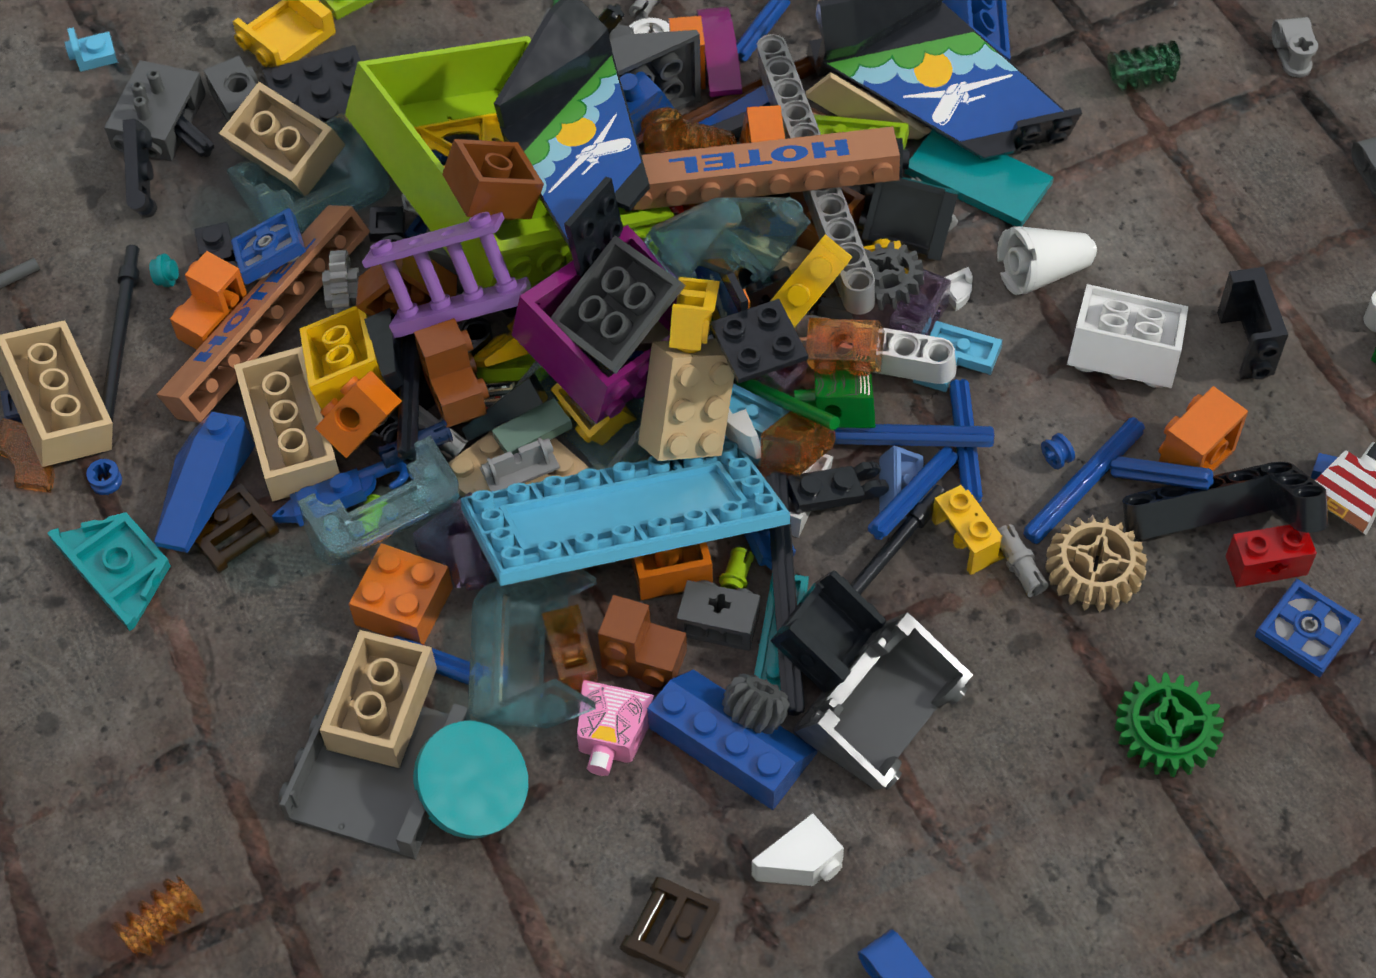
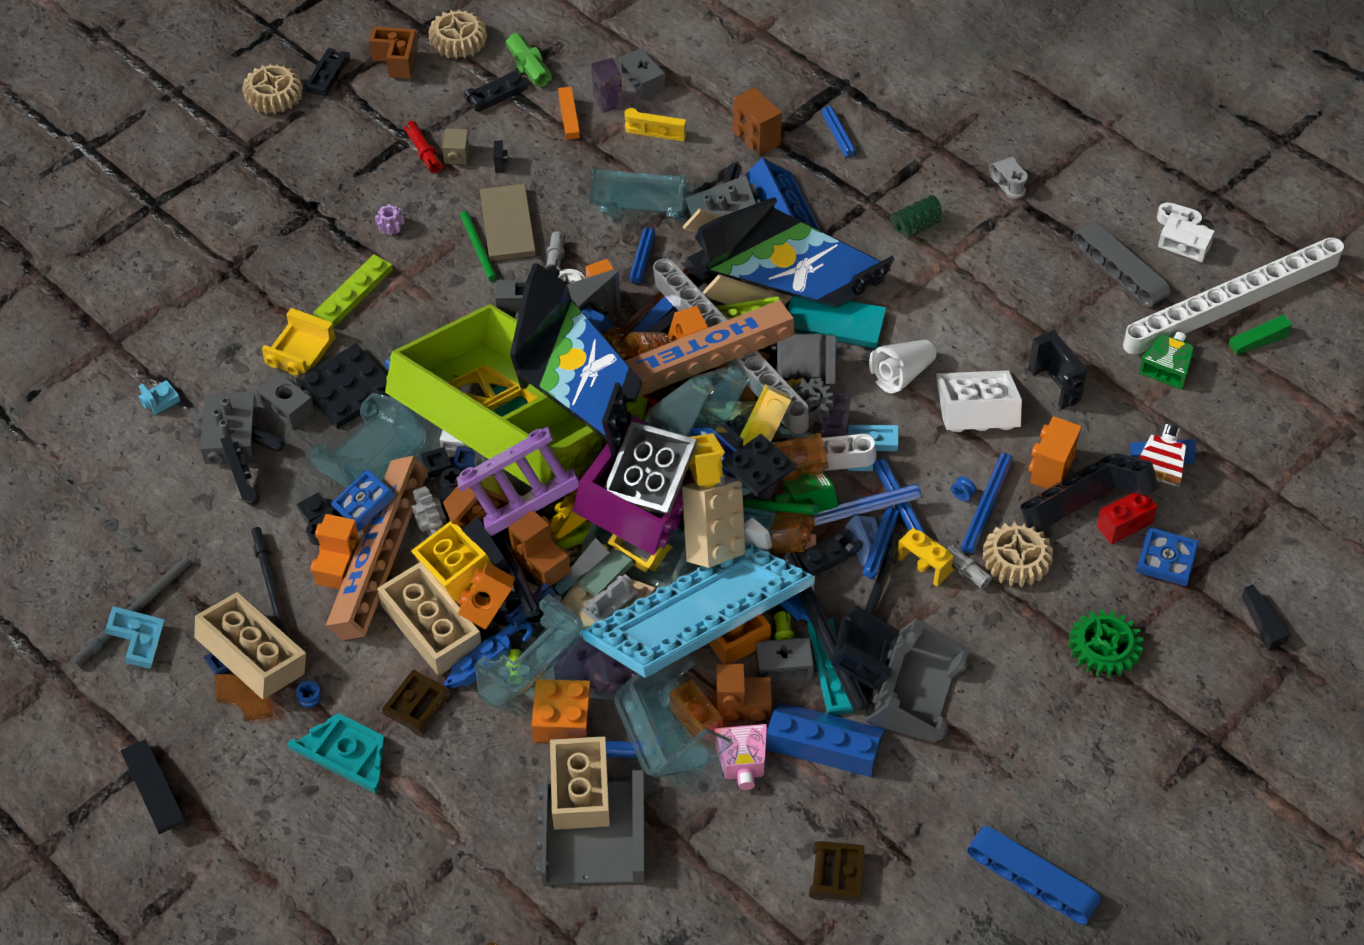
camera: 20 degrees left, 5 degrees down
(164, 271) = (288, 539): teal plate -> none
(201, 478) = (382, 672): blue wedge -> none
(282, 139) = (339, 422): tan brick -> none
(471, 779) = (665, 816): teal tile -> none
(492, 178) = (529, 405): dark orange brick -> none
(720, 52) = (631, 289): magenta slope -> none
(755, 703) = (837, 708): dark grey gear -> none
(800, 856) = (905, 799): white slope -> none
(960, 288) = (856, 399): white tile -> none
(1162, 473) = (1038, 483): blue axle -> none

